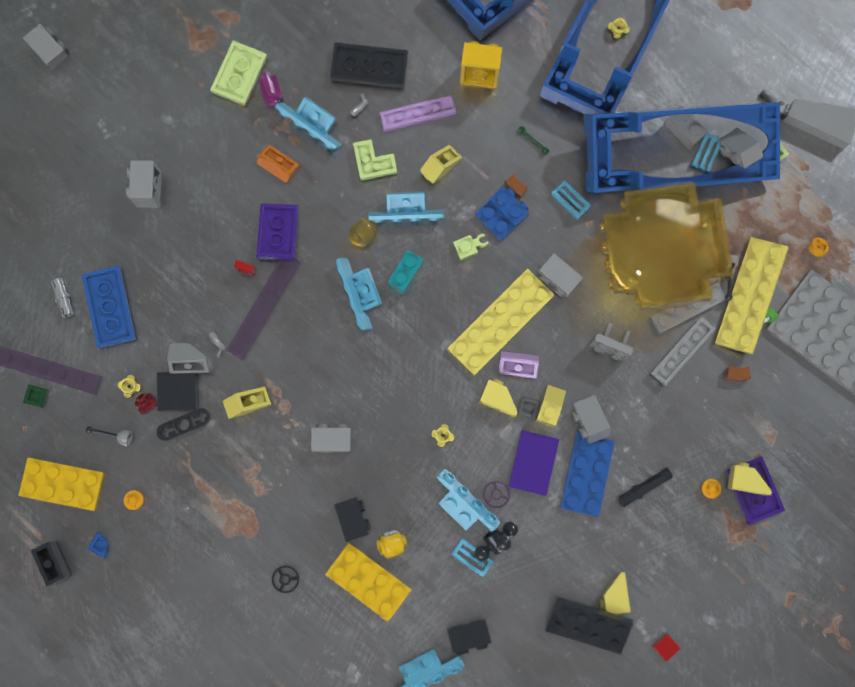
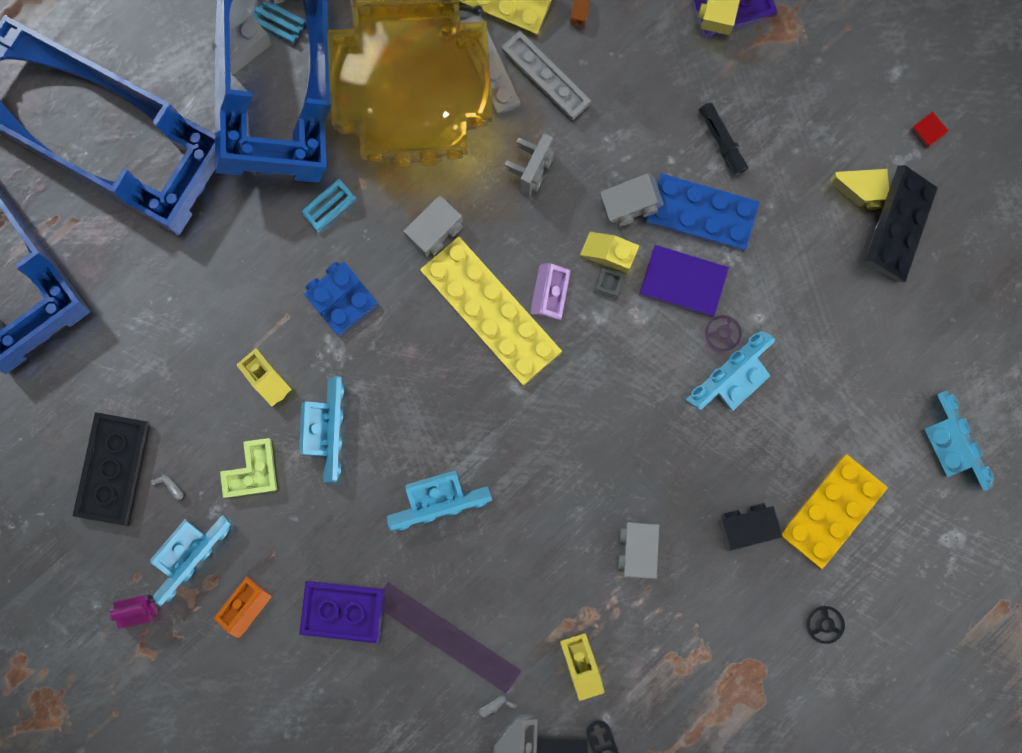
camera: 85 degrees left, 0 degrees up
(239, 73) = (104, 657): yellowish green plate -> none
(245, 268) = (391, 661): red tile -> none
(362, 233) = (353, 491): clear yellow head -> none
(391, 544) = (785, 476): yellow head -> none
(405, 272) = (414, 434): teal brick -> none
(417, 113) = (186, 405): lavender tile -> none
(442, 440) = (642, 391): light yellow plate -> none
(458, 548) = (792, 387): medium azure tile -> none
(468, 247) = (383, 348): yellowish green plate -> none
(469, 636) = (910, 380): black brick -> none
(480, 64) = (128, 309): yellow brick -> none
(496, 541) = (788, 335): black piece -> none
(498, 397) = (594, 321): light yellow slope -> none
(516, 186) = (303, 276): dark orange piece -> none
(521, 130) = (225, 263): dark green hinge -> none
(620, 22) = (84, 119): light yellow plate -> none
(711, 488) = (728, 56): light orange tile -> none

